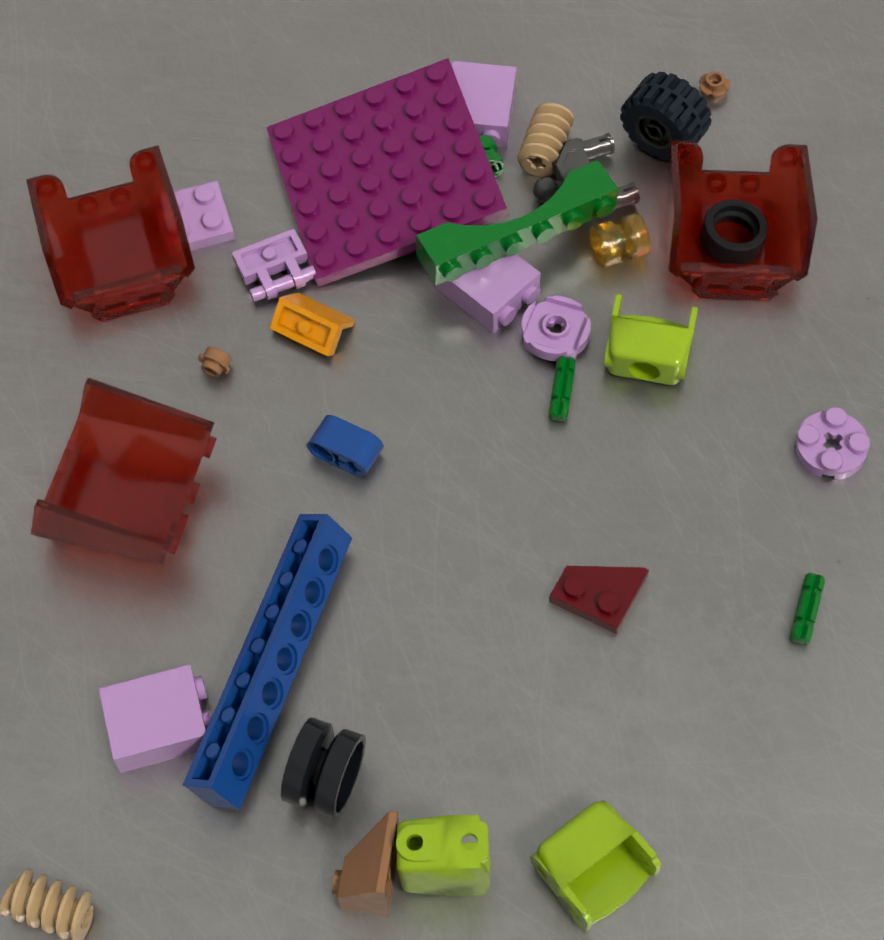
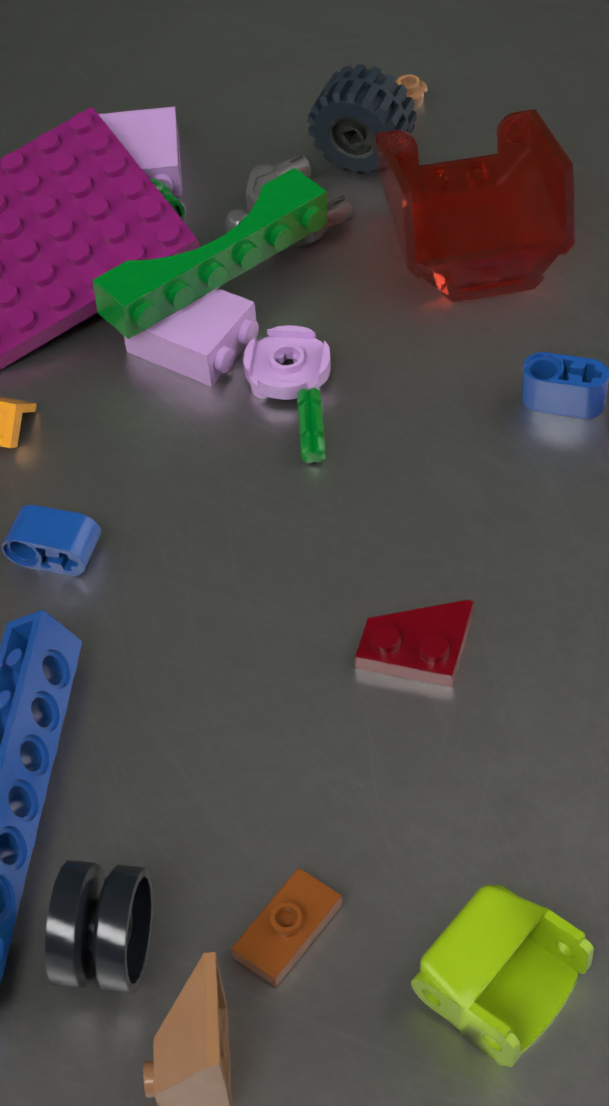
camera: 10 degrees left, 10 degrees down
(437, 861) = (286, 1010): lime piece -> none
(455, 789) = (287, 927): none -> dark orange plate
(545, 139) = (225, 172): tan piece -> none
(620, 240) = (339, 256): clear yellow wheel -> none
(648, 346) = (406, 358): lime piece -> none
(739, 213) = (473, 202): black tyre -> none
(782, 398) = (564, 385): none -> blue beam

